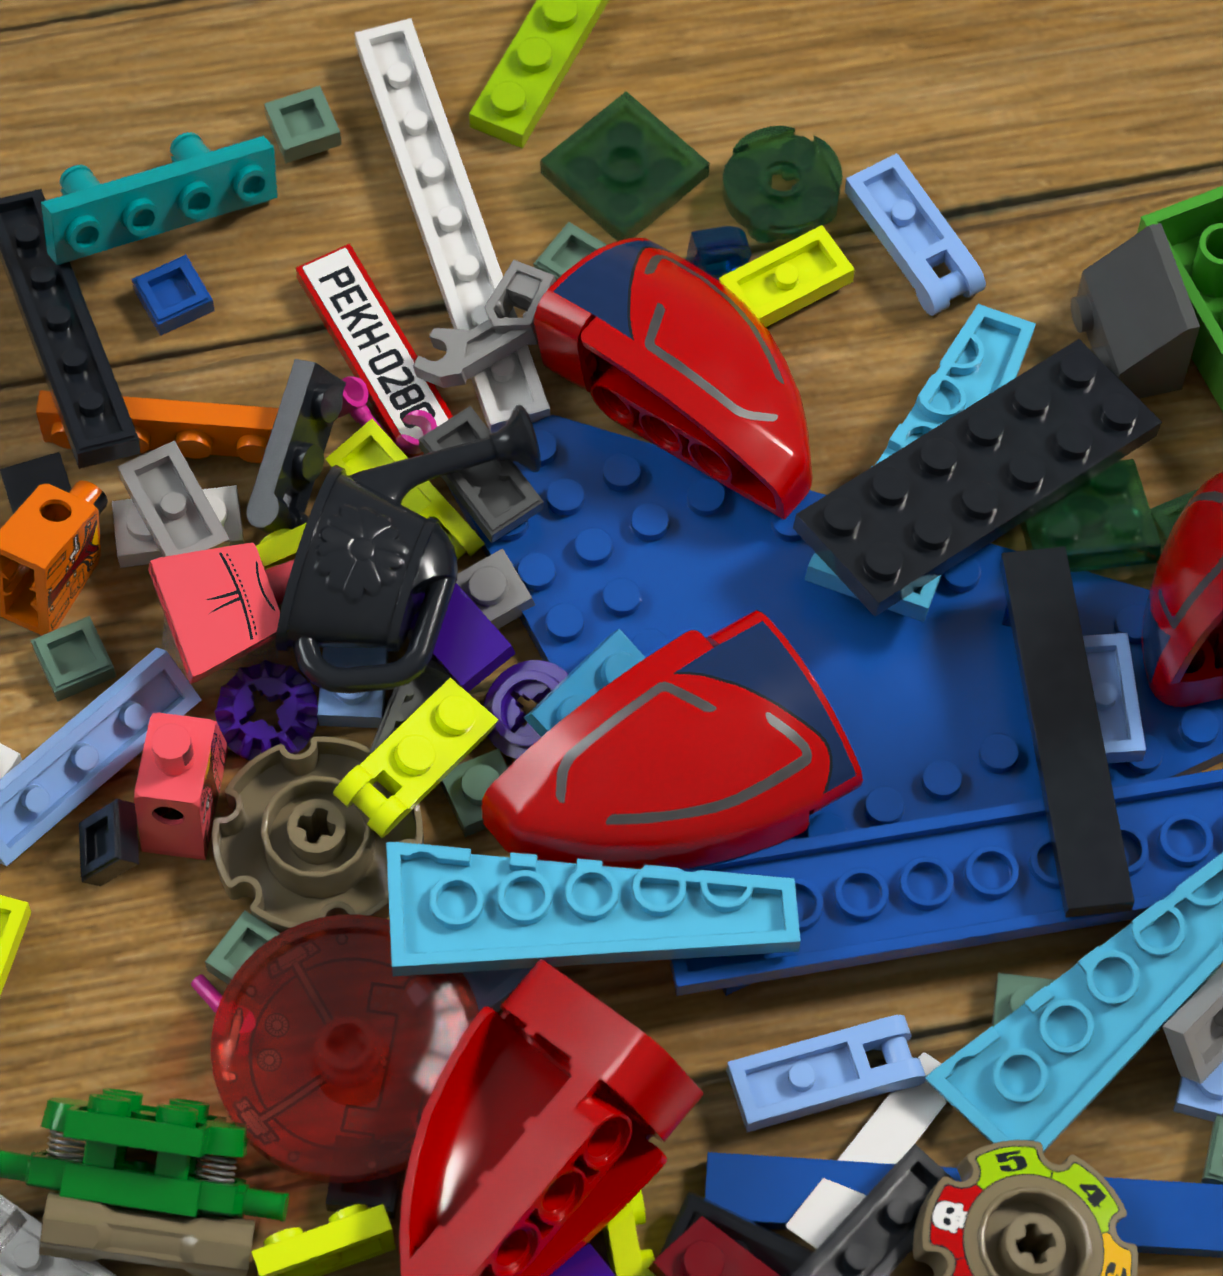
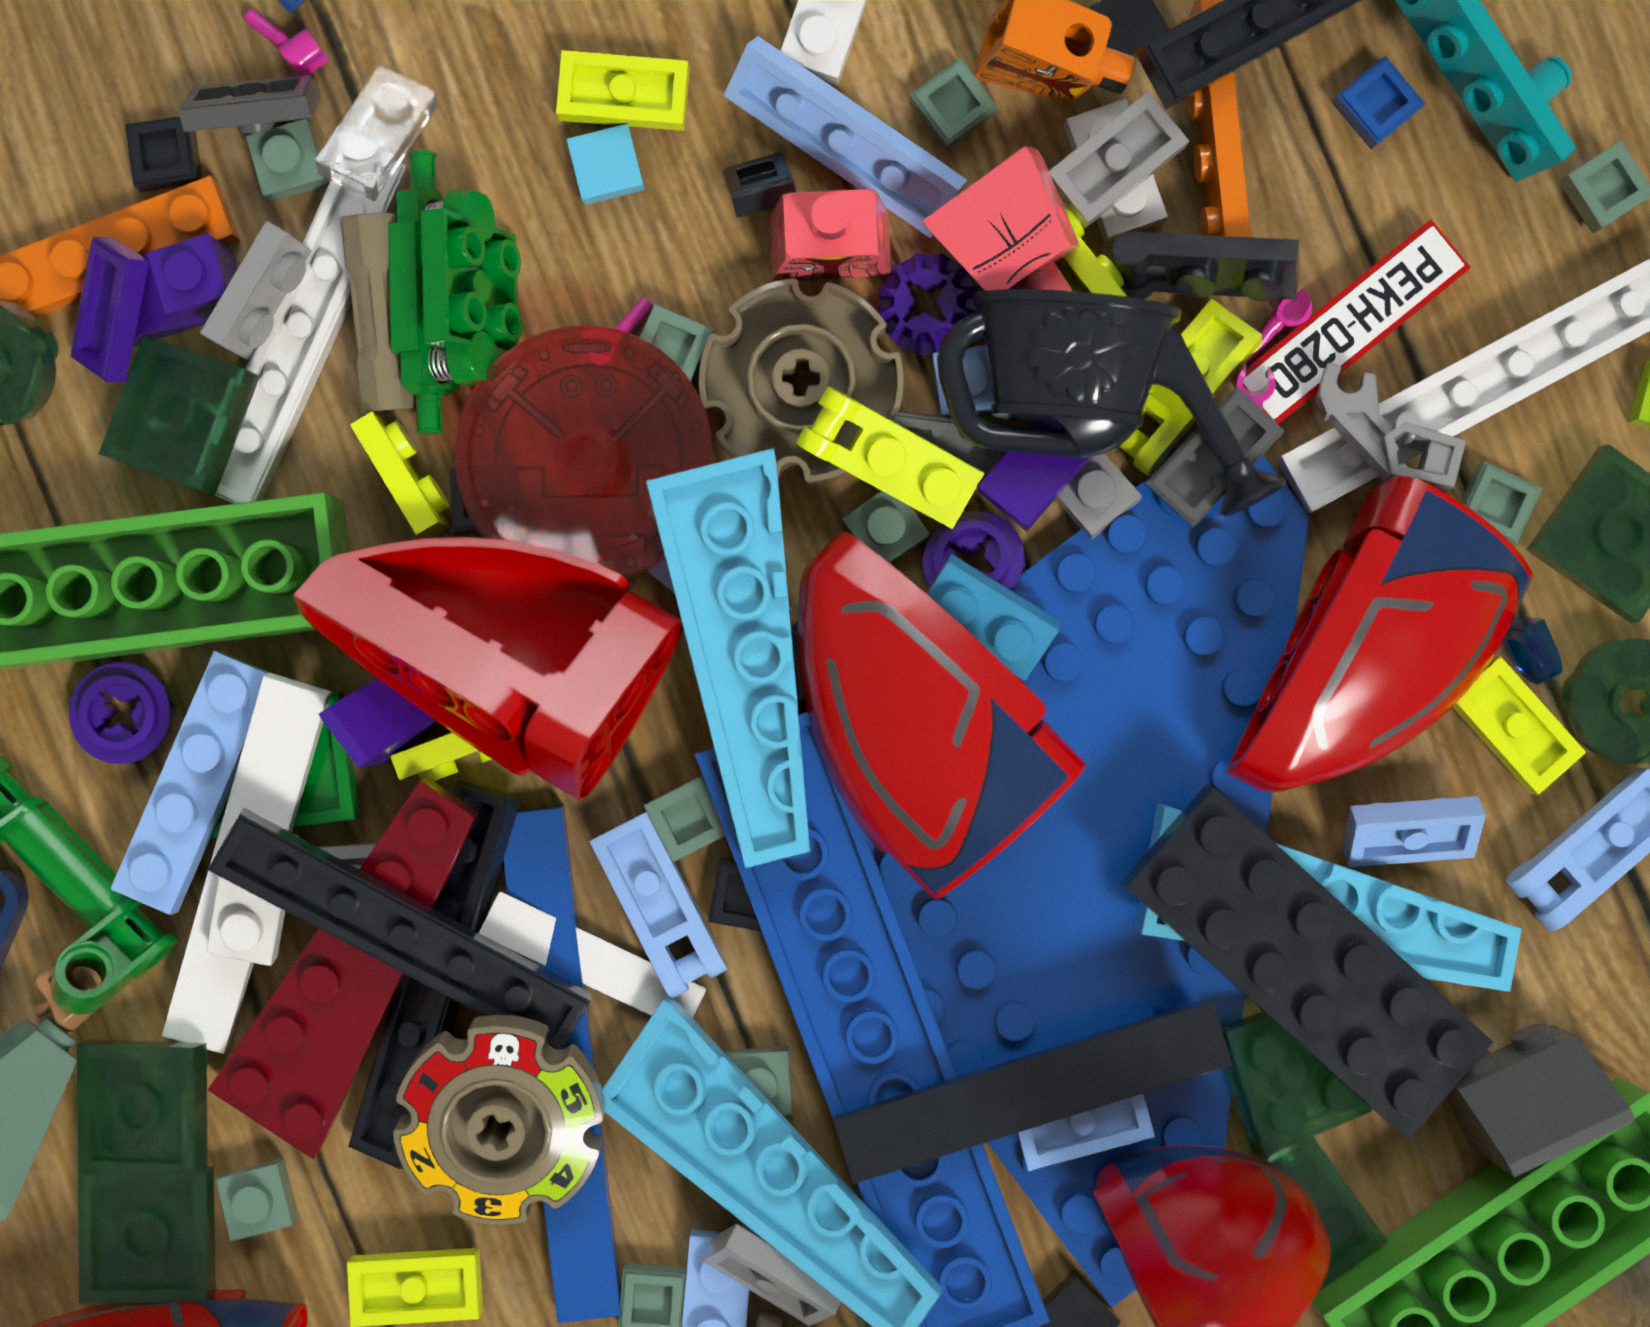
camera: 85 degrees right, 25 degrees up
(45, 993) = (605, 164): none -> medium azure tile
(740, 1025) = (685, 819): none -> sand green plate
(832, 996) = (730, 899): none -> black tile
(871, 378) = (1413, 831): none -> light blue plate

